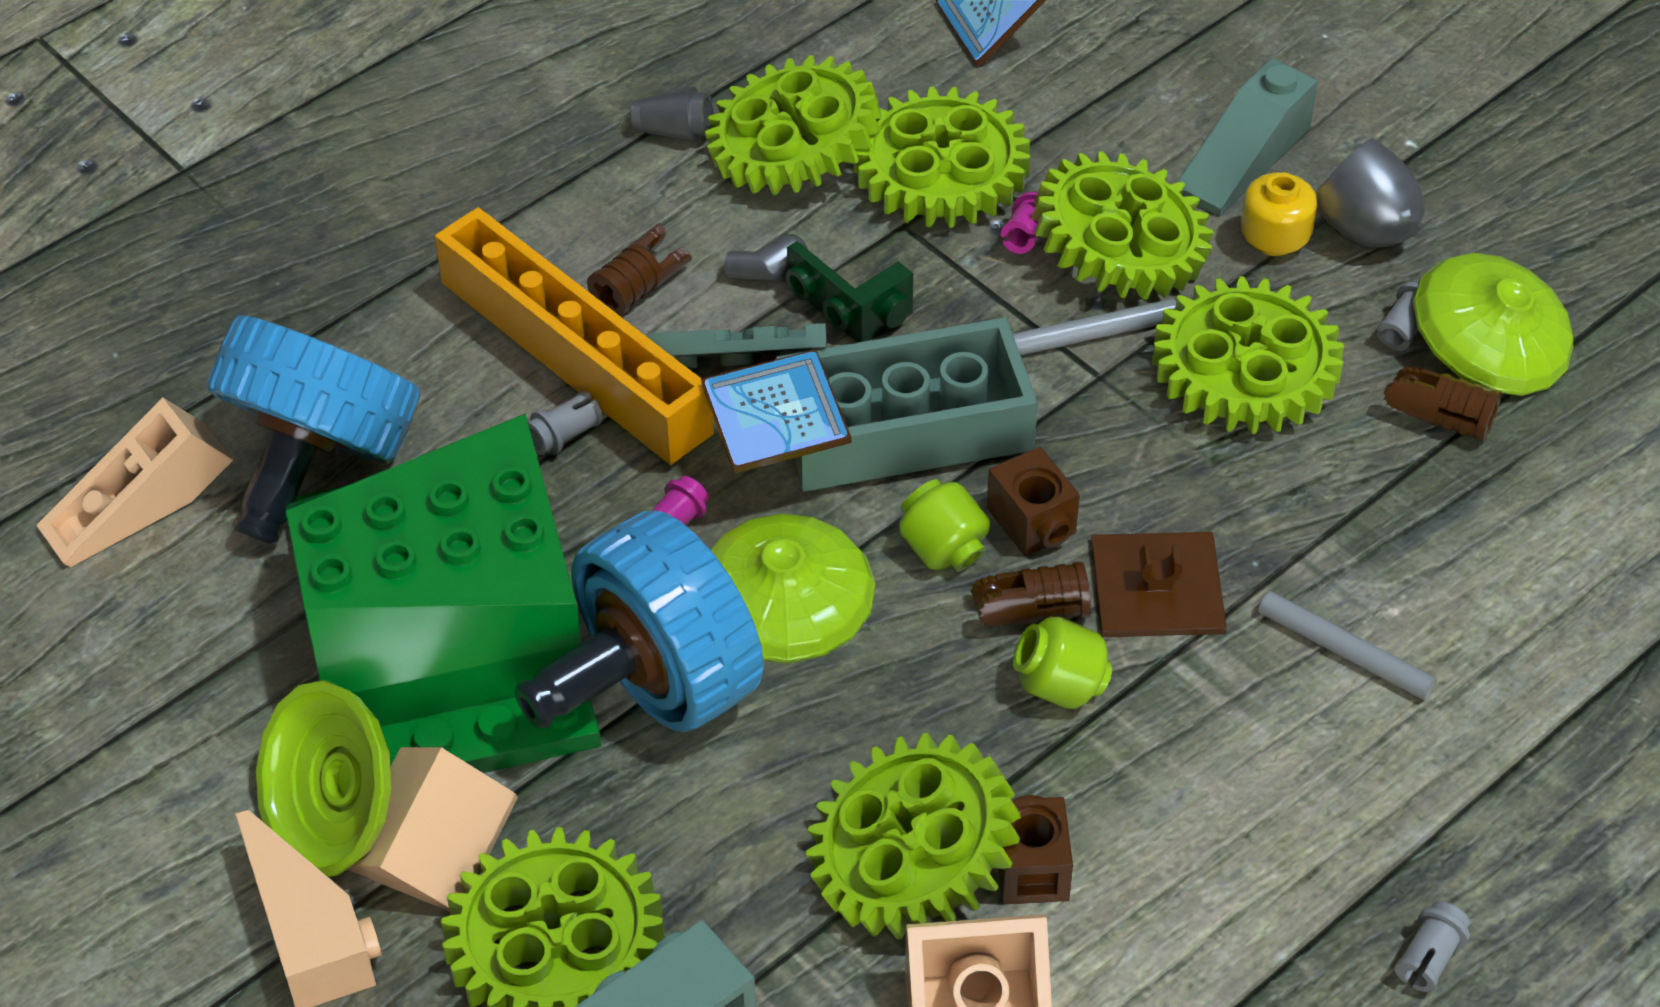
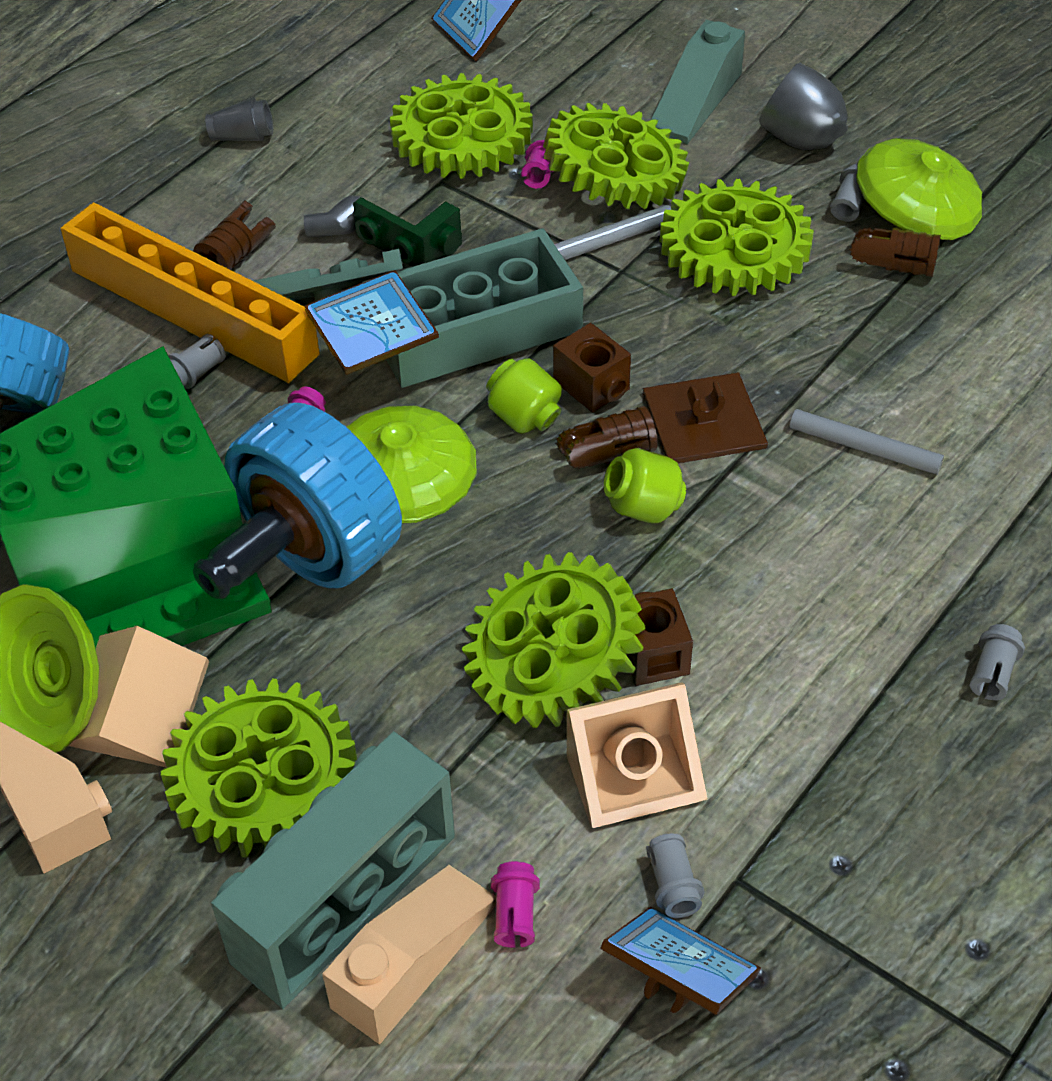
camera: 10 degrees left, 0 degrees up
(767, 147) = (339, 116): lime gear -> none
(1278, 213) = (735, 131): yellow head -> none

